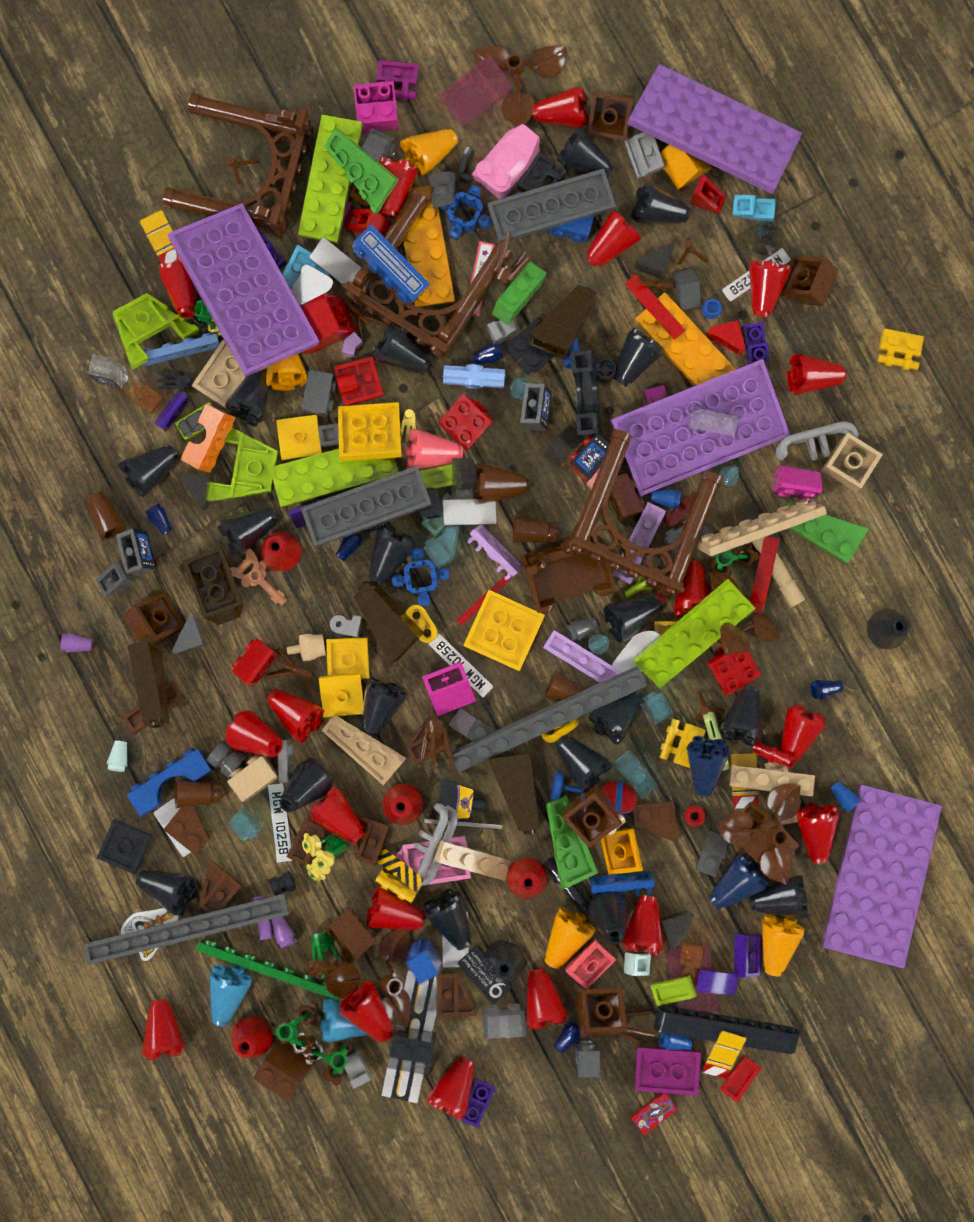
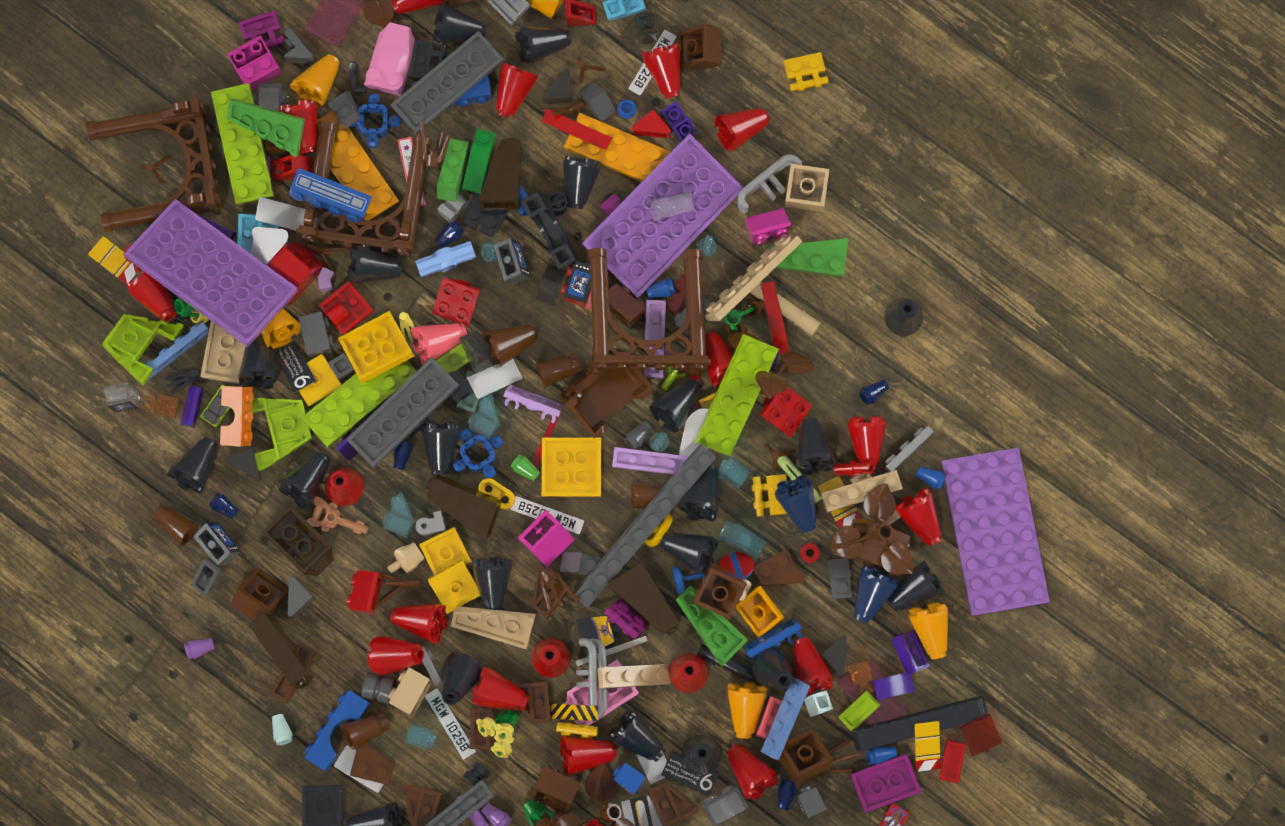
camera: 20 degrees left, 5 degrees down
(284, 416) = (294, 367): none -> black sticker
(320, 605) = (400, 518): none -> clear light blue slope
(423, 114) = (299, 52): none -> dark grey slope
(459, 610) = (525, 468): none -> bright green cone
(491, 801) = (626, 618): none -> magenta plate
(548, 295) = (479, 160): none -> green slope
(599, 970) = (785, 718): none -> medium blue plate
(780, 1067) = (980, 734): none -> clear red piece
(834, 758) = (908, 448): none -> light grey plate

